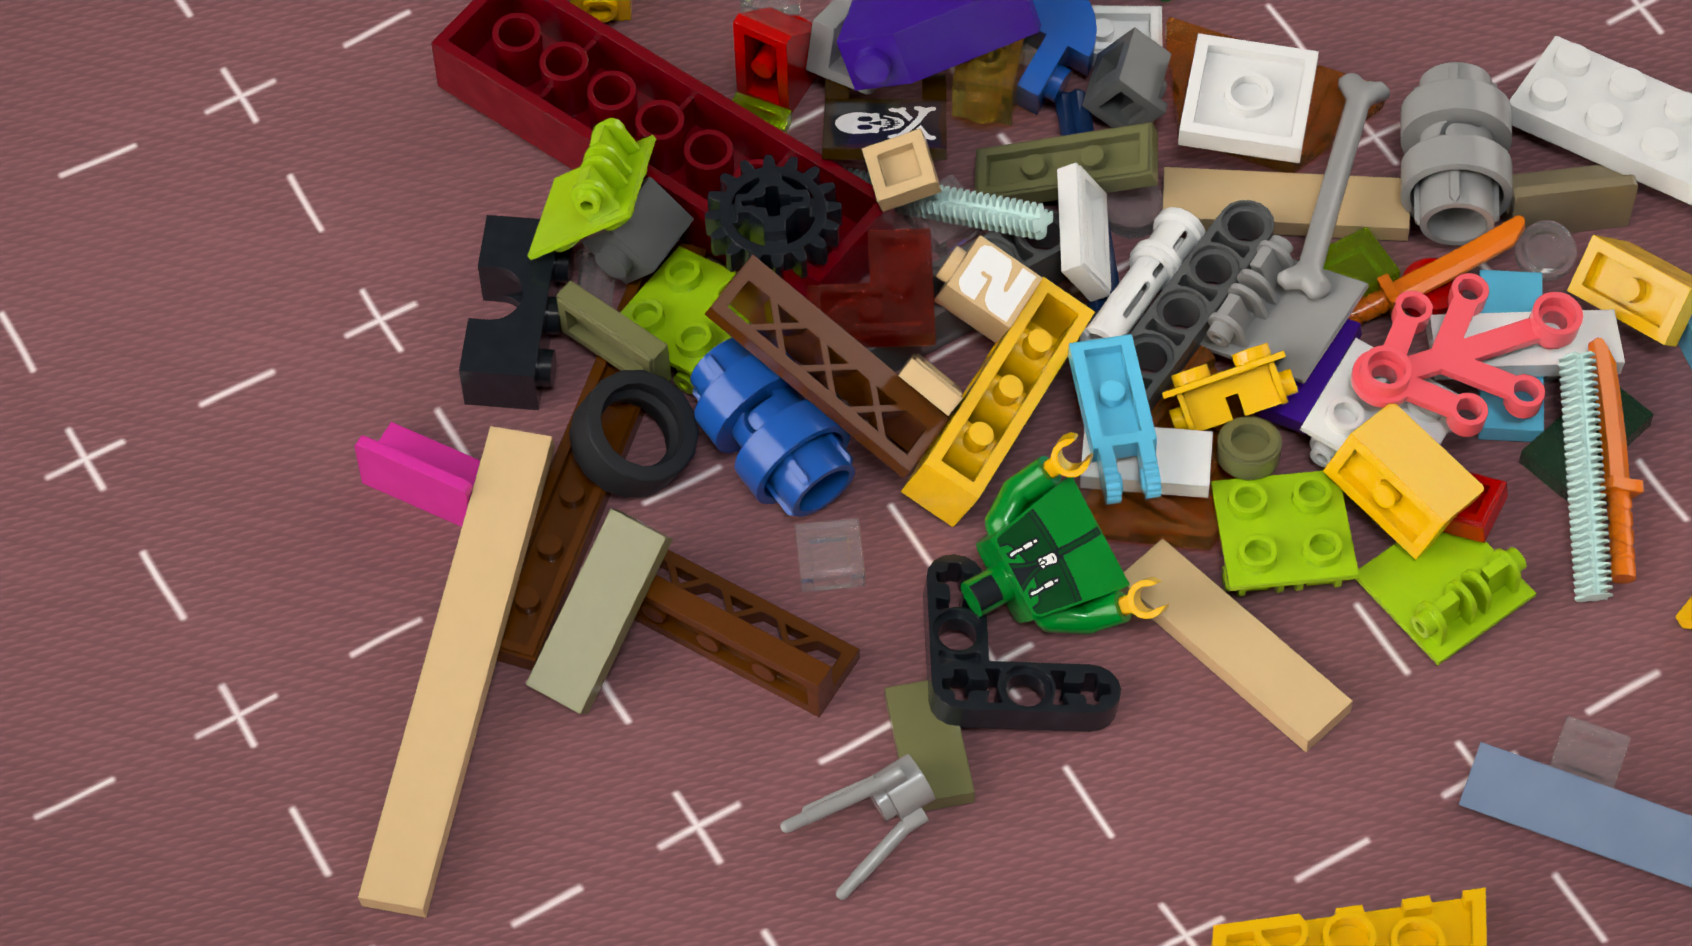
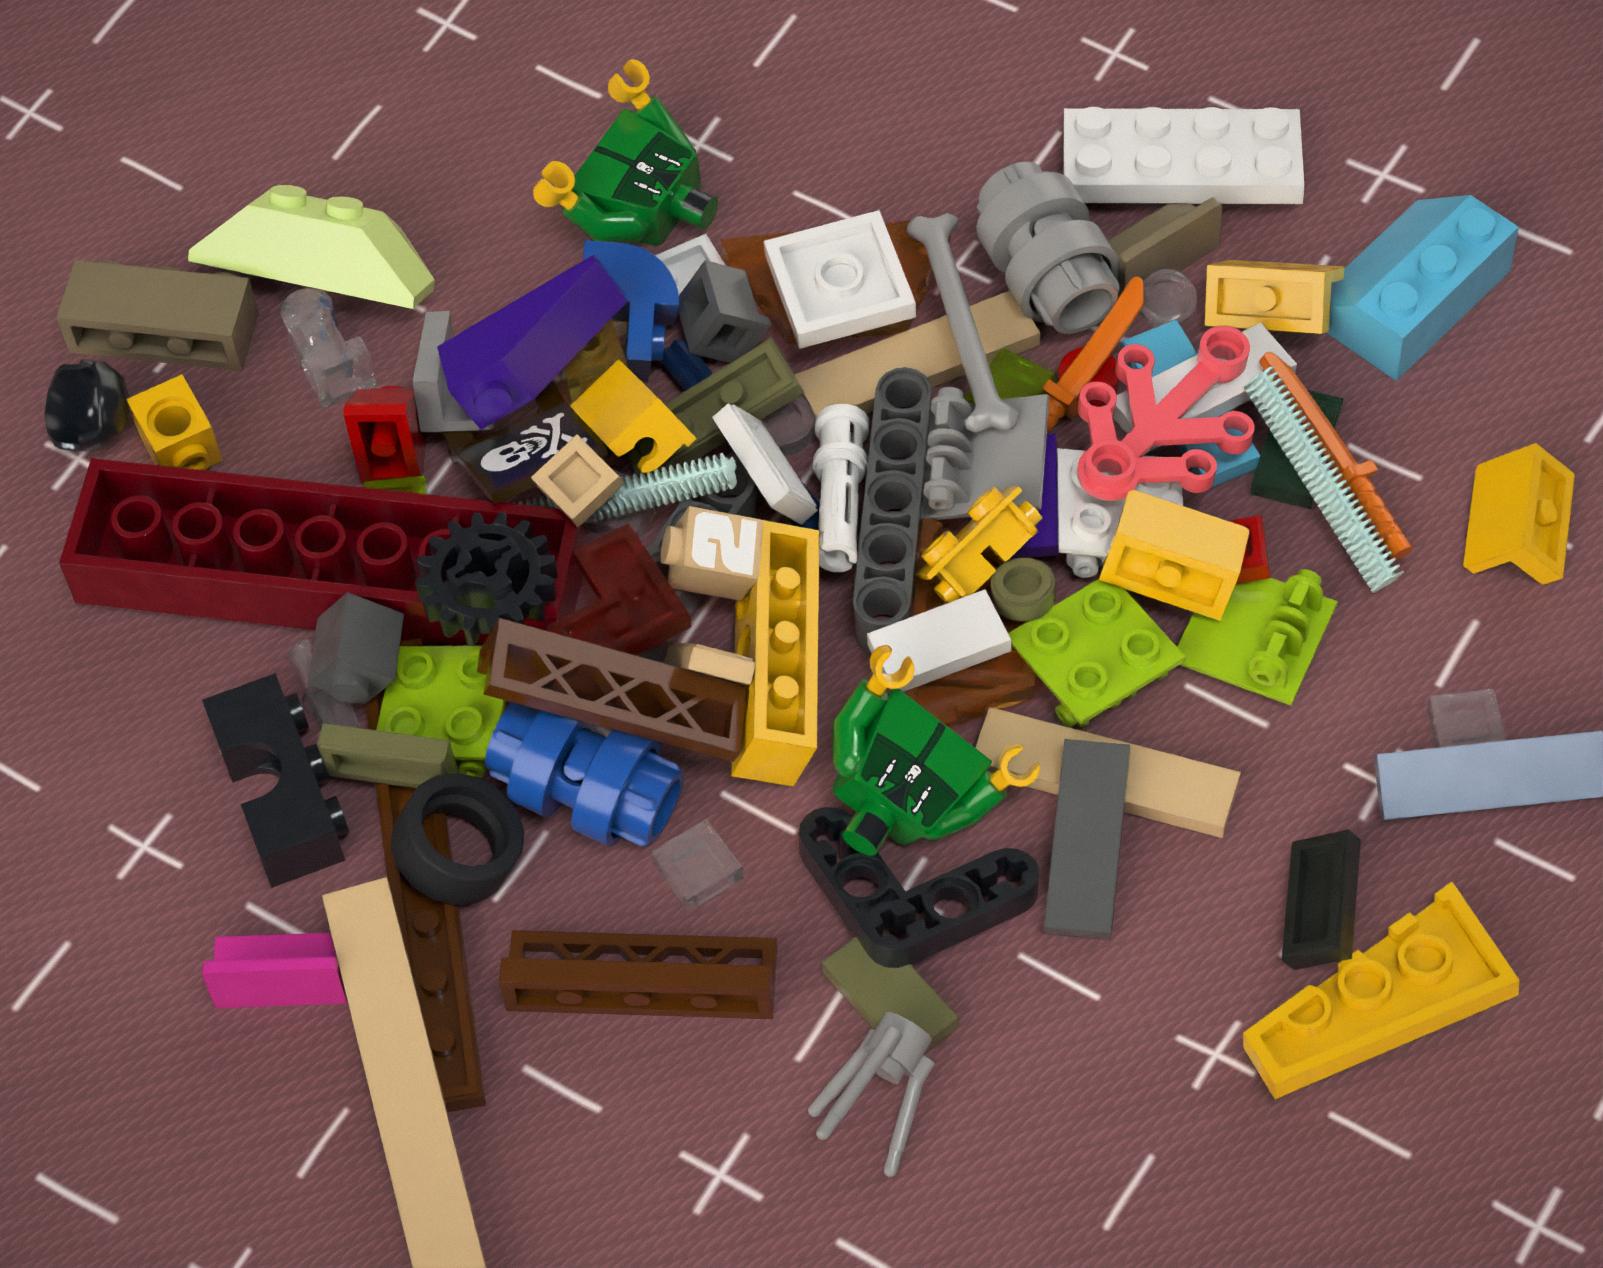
camera: 25 degrees left, 0 degrees up
(597, 193) = (301, 632): lime hinge -> none
(599, 611) = (524, 1019): tile -> none
(990, 129) = (625, 411): none -> yellow hinge
(1115, 412) = (895, 611): medium azure hinge -> none
(1178, 693) = (1087, 839): none -> dark grey tile
(1356, 846) = (1321, 900): none -> pearl dark grey tile

